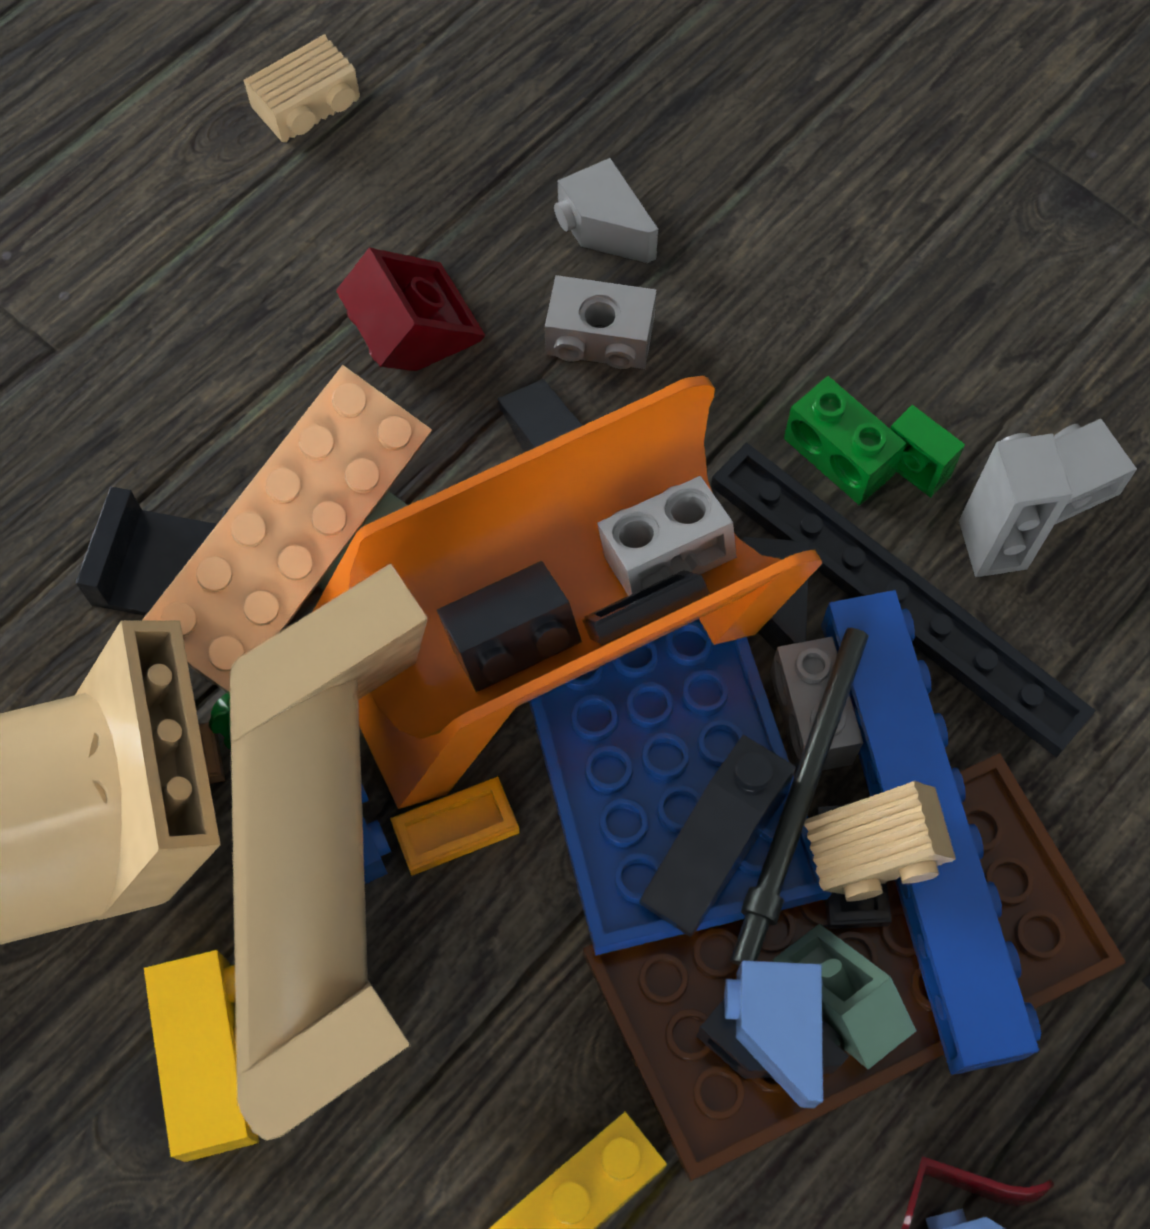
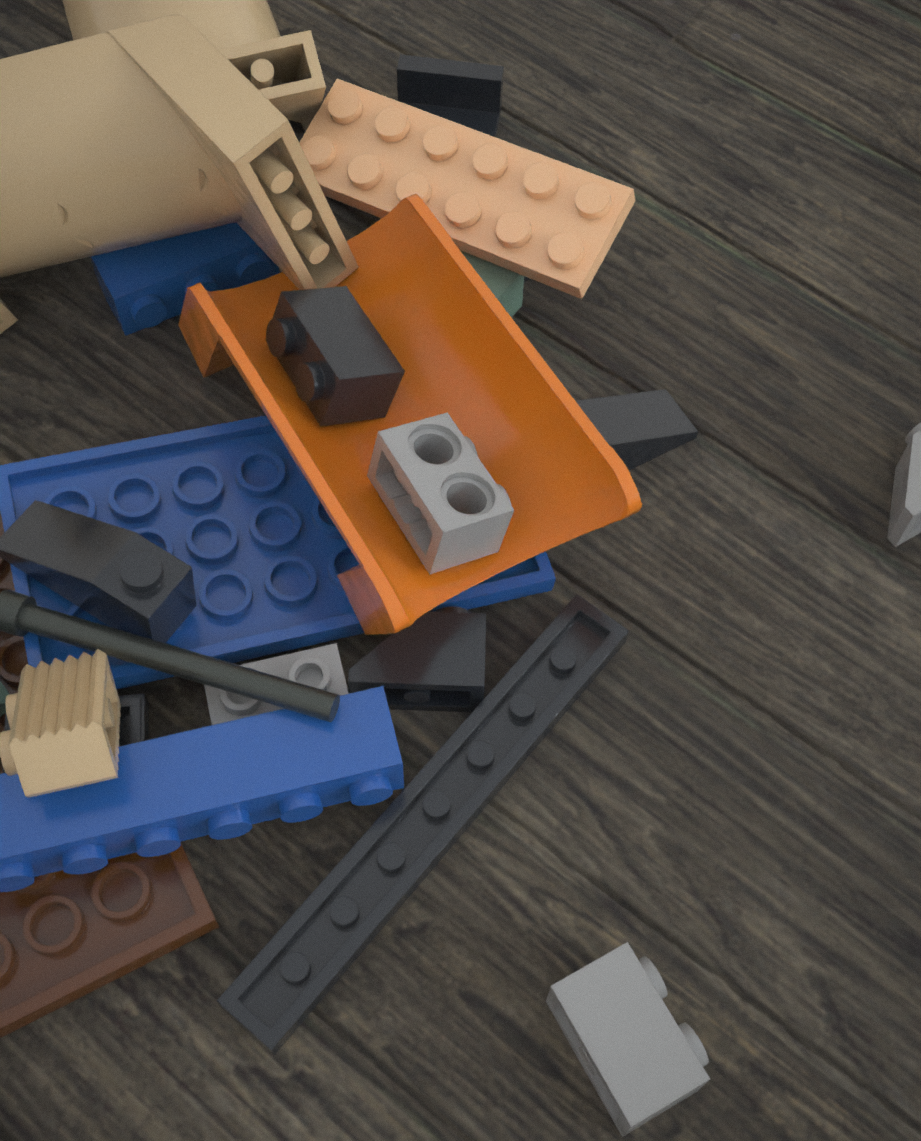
camera: 85 degrees right, 5 degrees down
(407, 310) = (760, 295): dark red slope -> none
(455, 825) = (166, 381): light orange tile -> none
(584, 303) = (771, 507): light grey brick -> none
(645, 606) = (345, 463): black tile -> none
(844, 440) = (644, 742): green brick -> none
(929, 451) = (639, 837): green piece -> none
(1014, 504) = (538, 914): light grey brick -> none

